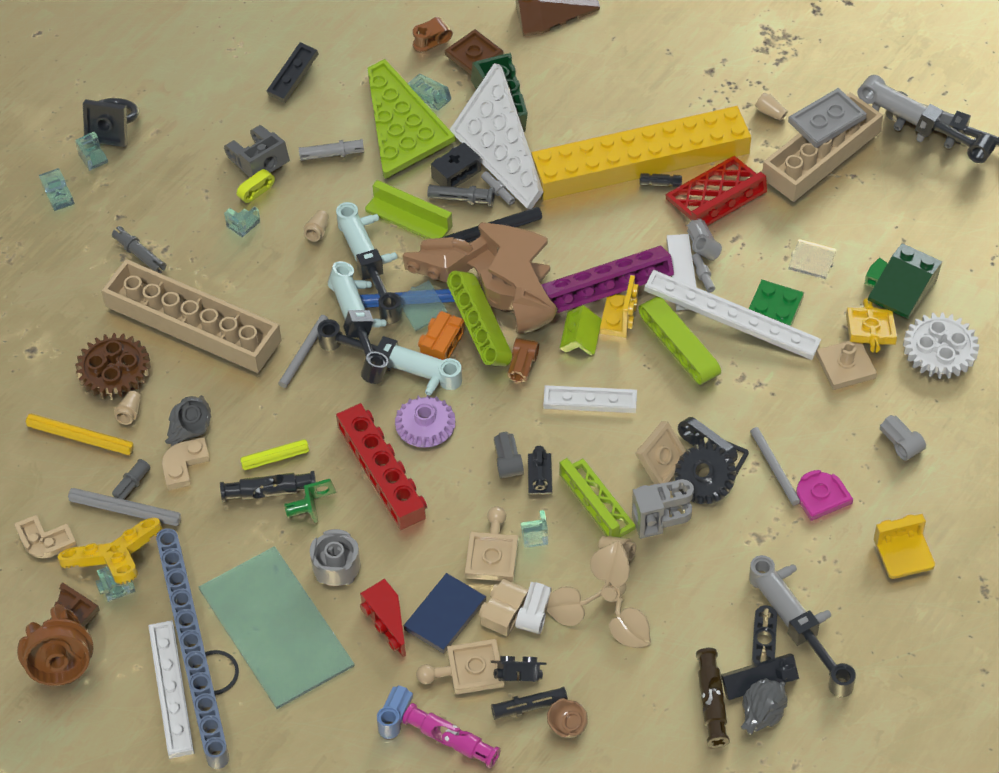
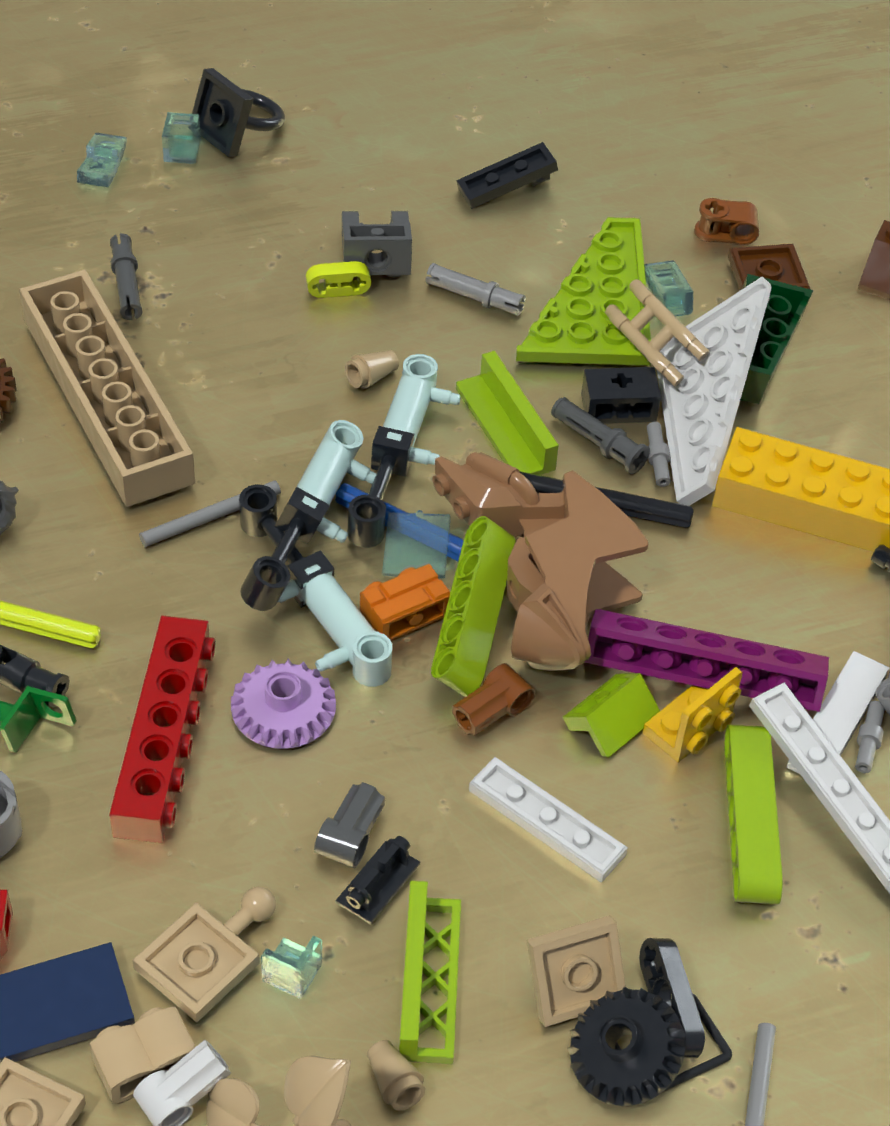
camera: 30 degrees right, 5 degrees down
(243, 221) = (284, 314): clear light blue panel -> none
(455, 133) = (671, 329): none -> tan piece
(653, 503) = (491, 1052): light grey brick -> none

